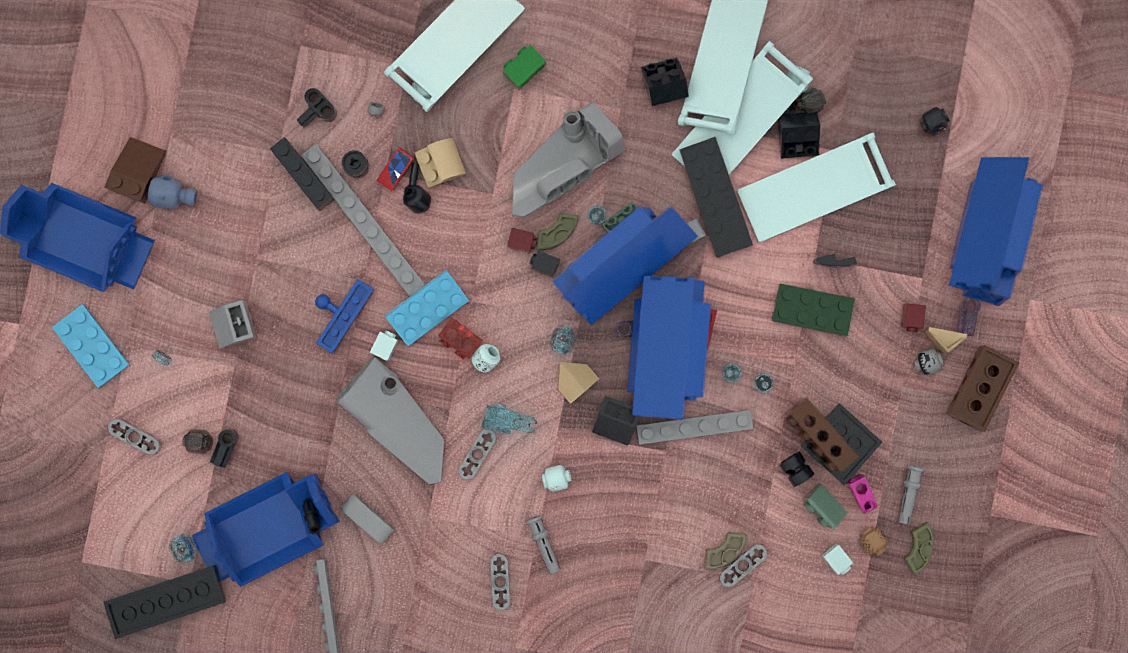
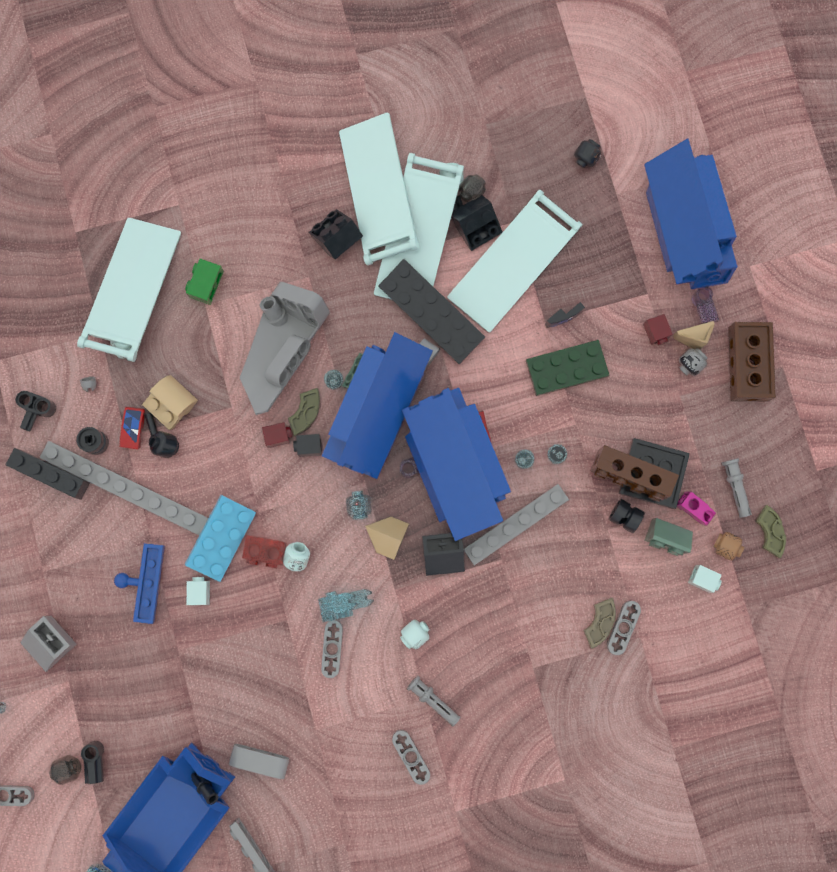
camera: 25 degrees left, 5 degrees down
(394, 419) = (240, 656): light grey panel -> none

